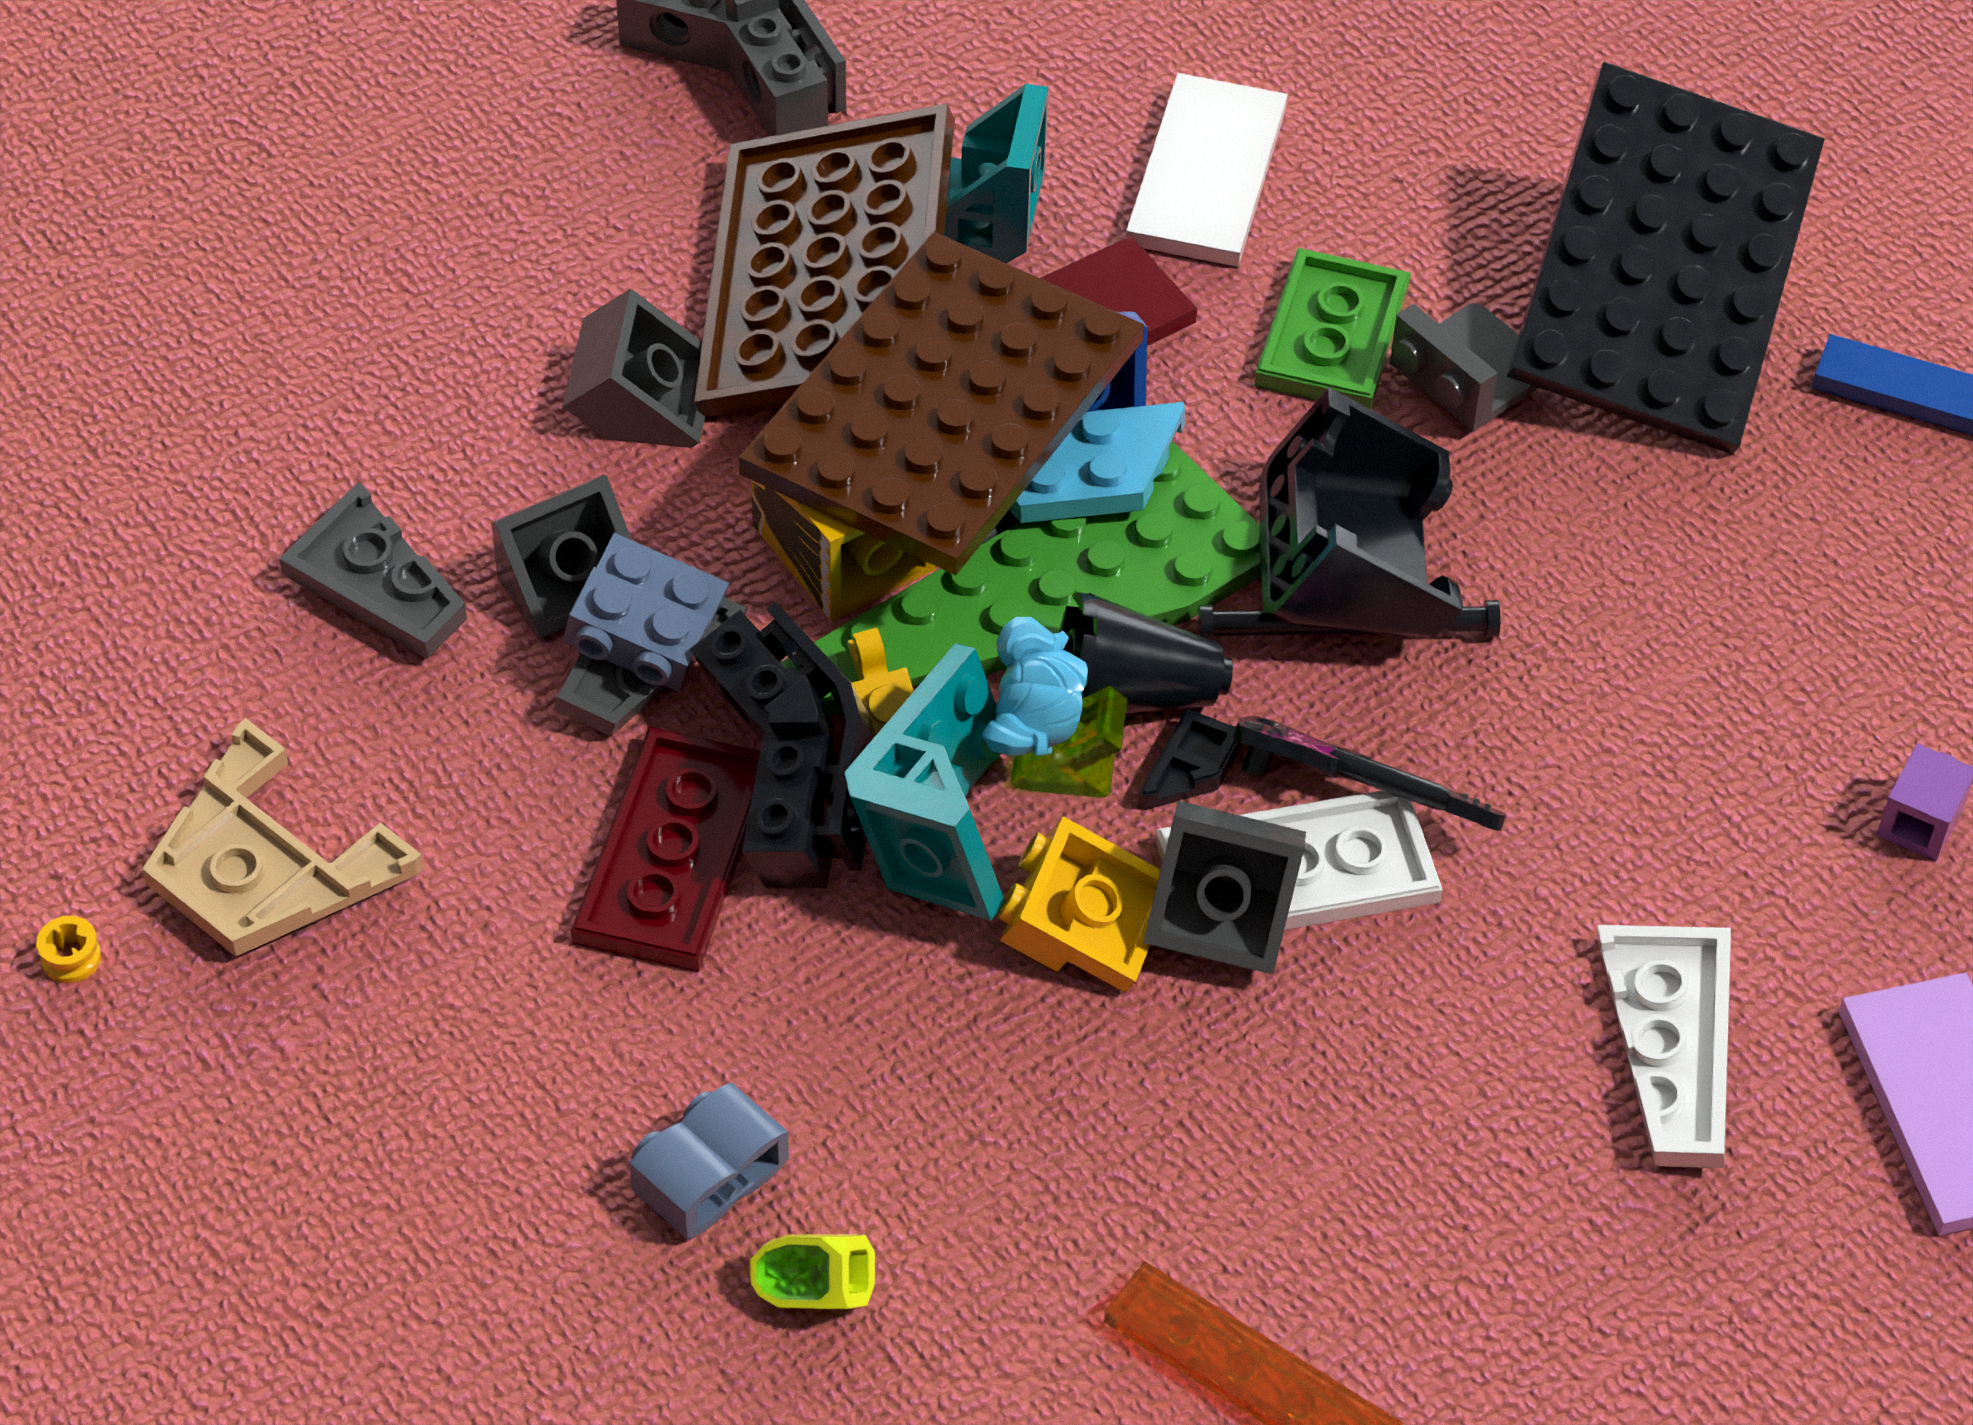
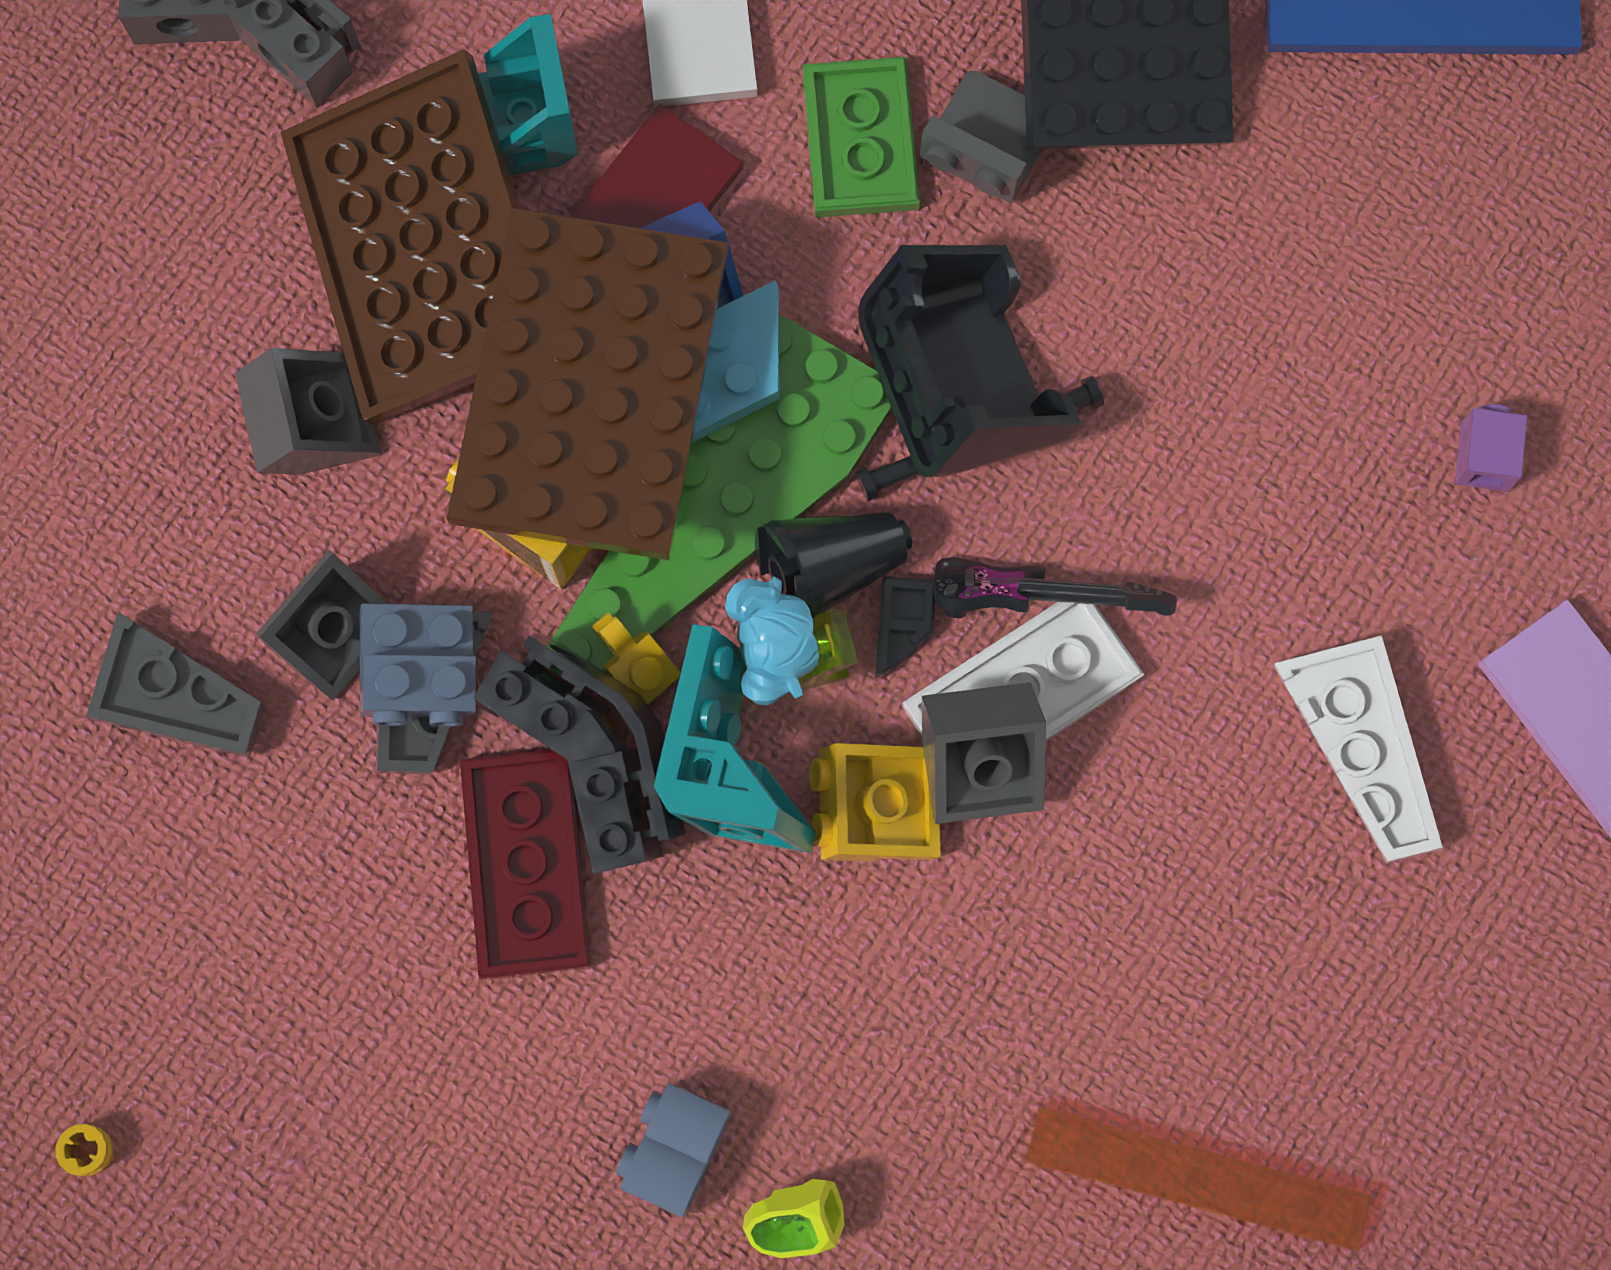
camera: 20 degrees left, 25 degrees up
(249, 875) = (193, 1026): tan wing -> none

